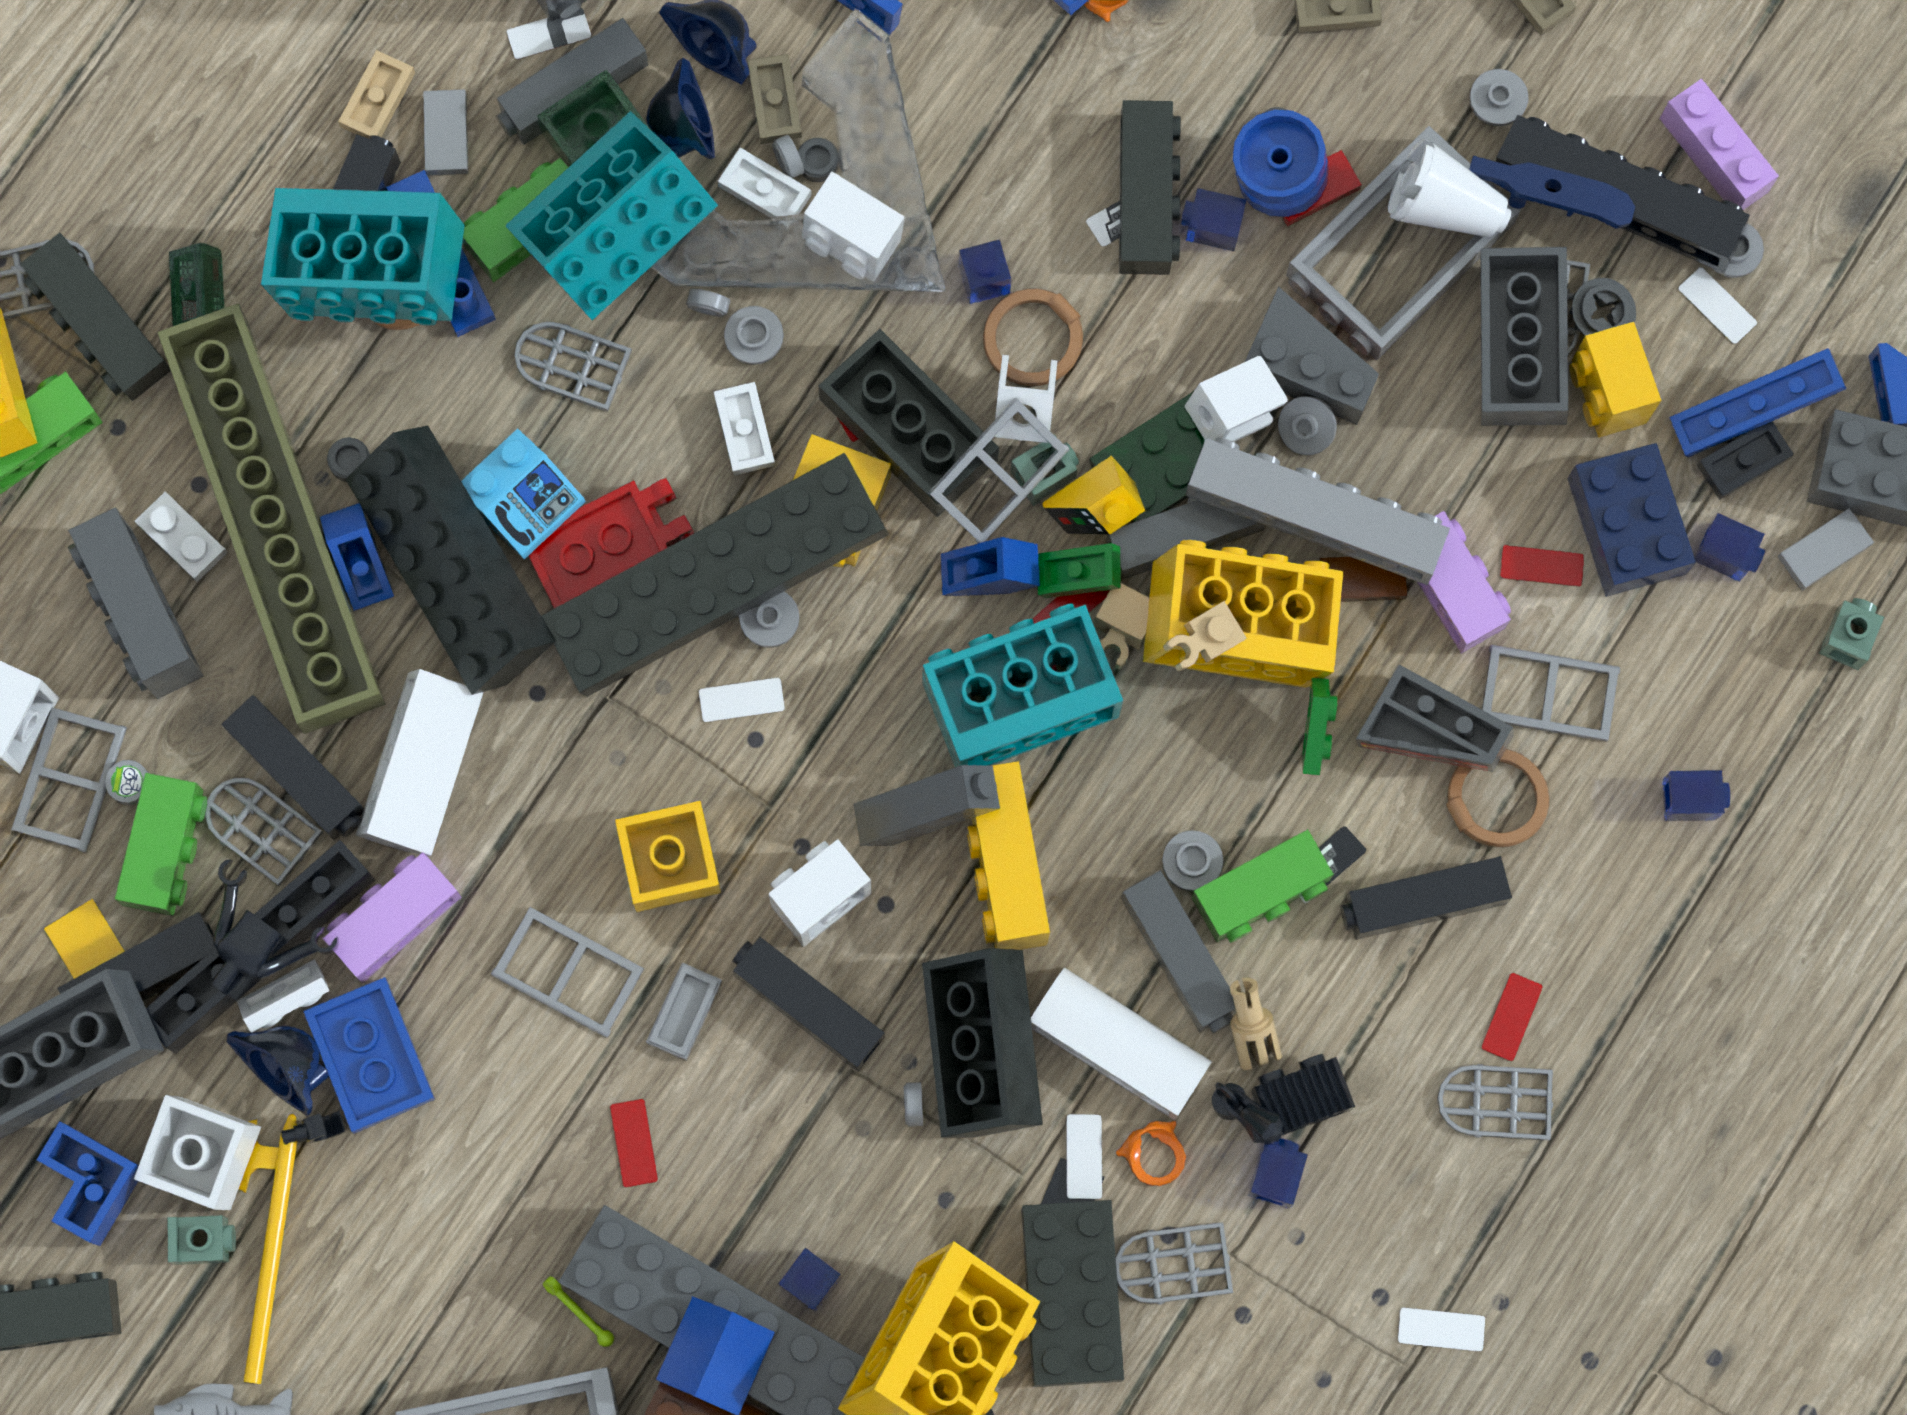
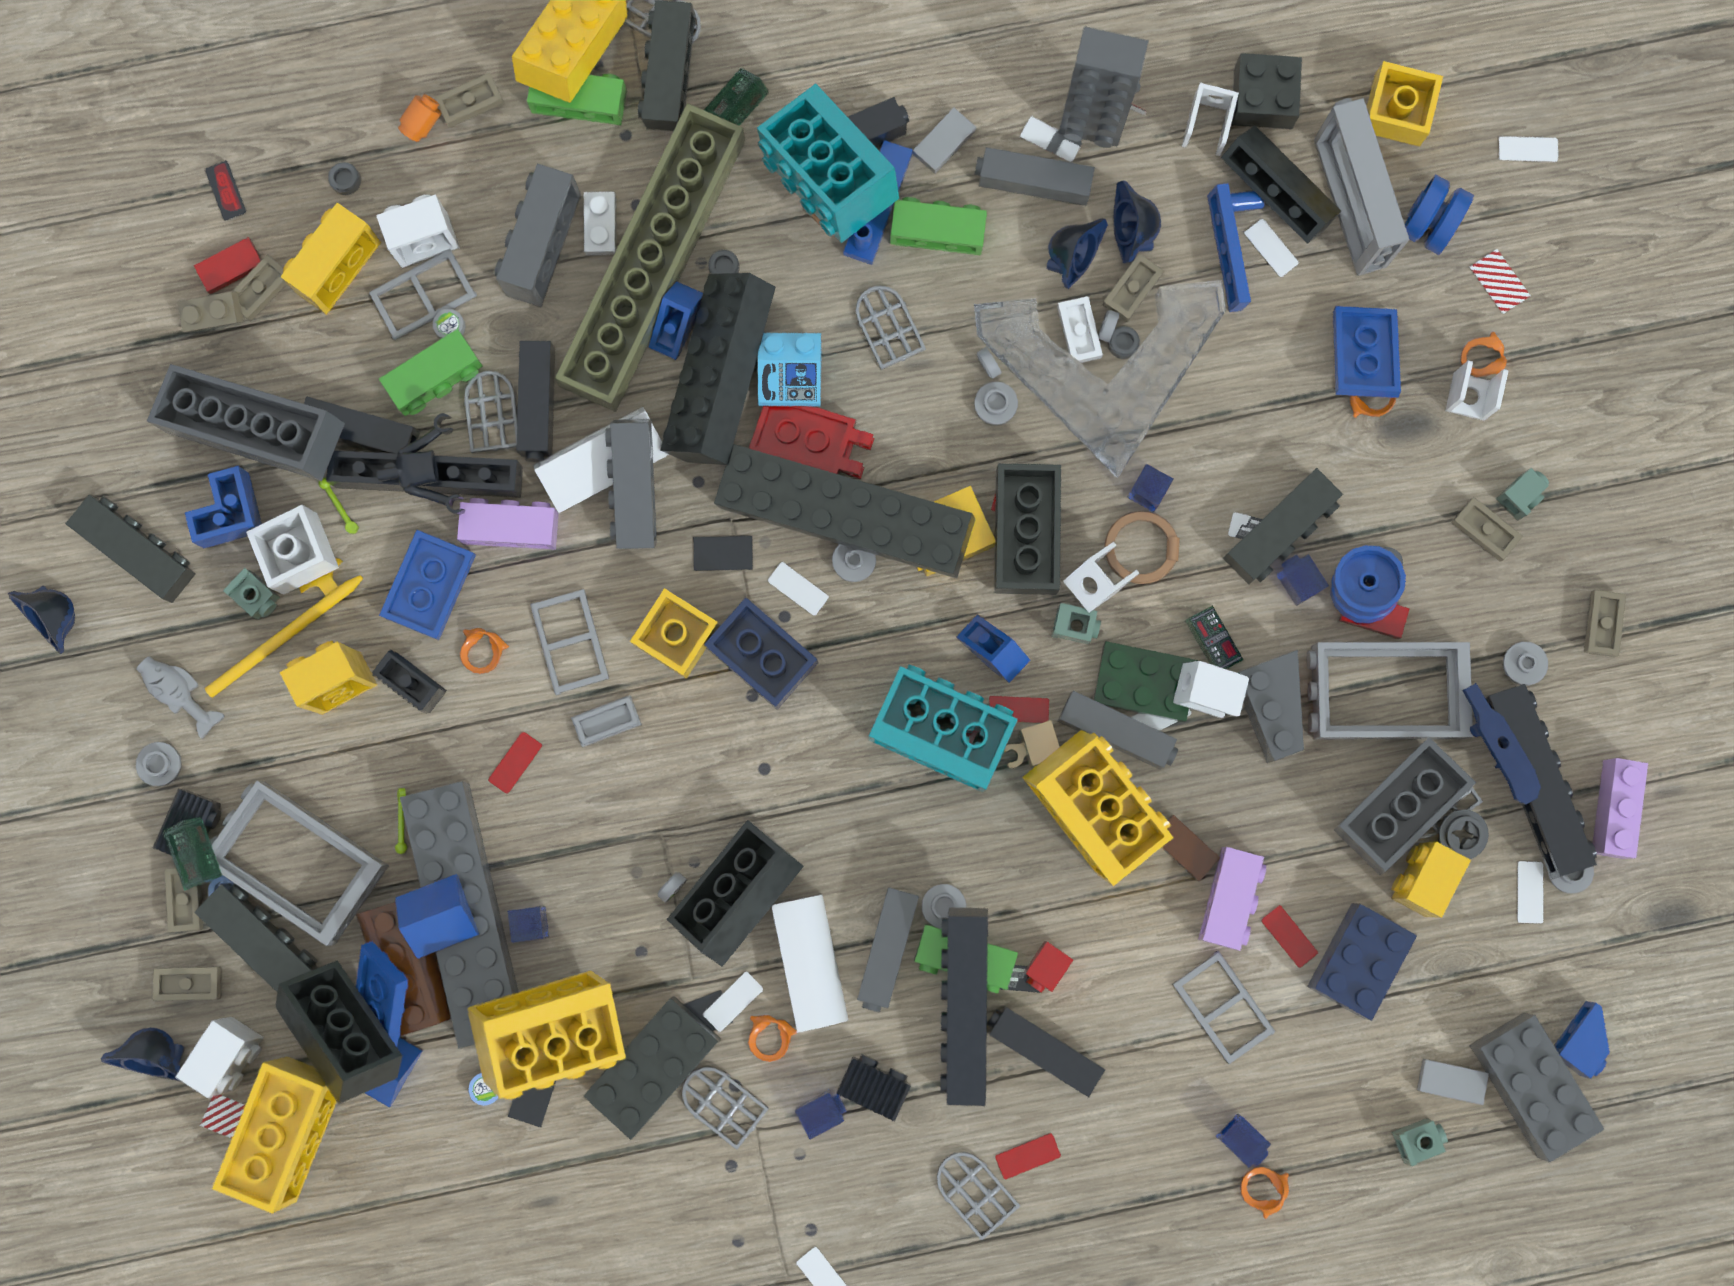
camera: 50 degrees right, 5 degrees up
(84, 939) = (349, 384): yellow sticker -> none
(231, 1076) = (351, 527): none -> lime hinge
(284, 1061) = (383, 545): dark blue hat -> none
(294, 990) = (414, 511): white plate -> none
(315, 1129) = (363, 595): black piece -> none
(367, 1234) = (327, 677): none -> yellow brick
(377, 96) = (927, 87): tan plate -> none
(450, 1164) = (408, 682): none -> black brick
(466, 1064) = (471, 639): none -> orange piece
(479, 750) = (632, 483): none -> dark grey brick
(585, 116) = (1020, 216): clear green brick -> none
(612, 215) = (978, 267): teal brick -> none
(632, 737) = (723, 553): none -> black sticker
(744, 428) = (940, 448): white plate -> none
(772, 792) = (761, 653): none -> dark blue brick
(807, 1002) = (670, 780): black brick -> none
(819, 891) = (731, 729): white brick -> none
(852, 227) = (1097, 396): white brick -> none
(926, 805) = (829, 741): dark grey brick -> none
(976, 449) = (1045, 580): light grey window -> none
(1008, 868) = (845, 809): yellow brick -> none
(1079, 570) = (1038, 696): green plate -> none
(1096, 501) = (1084, 669): yellow slope -> none
(1187, 355) = (1214, 639): none -> slope
(1209, 634) = (1064, 803): tan plate -> none
(1252, 1025) = (885, 1024): tan arm -> none
(1261, 1123) = (835, 1080): black piece -> none
(1307, 425) = (1239, 738): light grey piece -> none
(1312, 926) = (966, 1006): none -> black brick
(1316, 743) = (1088, 898): green plate -> none
(1318, 510) = (1194, 791): light grey brick -> none
(1349, 818) = (1047, 967): none -> red brick
(1433, 725) = (1141, 963): dark grey wedge -> none
(1446, 195) = (1438, 690): white cone -> none
(1465, 822) = (1109, 1026): medium nougat piece -> none
(1730, 548) = (1400, 1029): clear blue brick -> none
(1745, 459) = (1458, 990): black plate -> none
(1758, 402) = (1496, 968): blue piece -> none
(1765, 803) = (1279, 1181): none -> orange piece

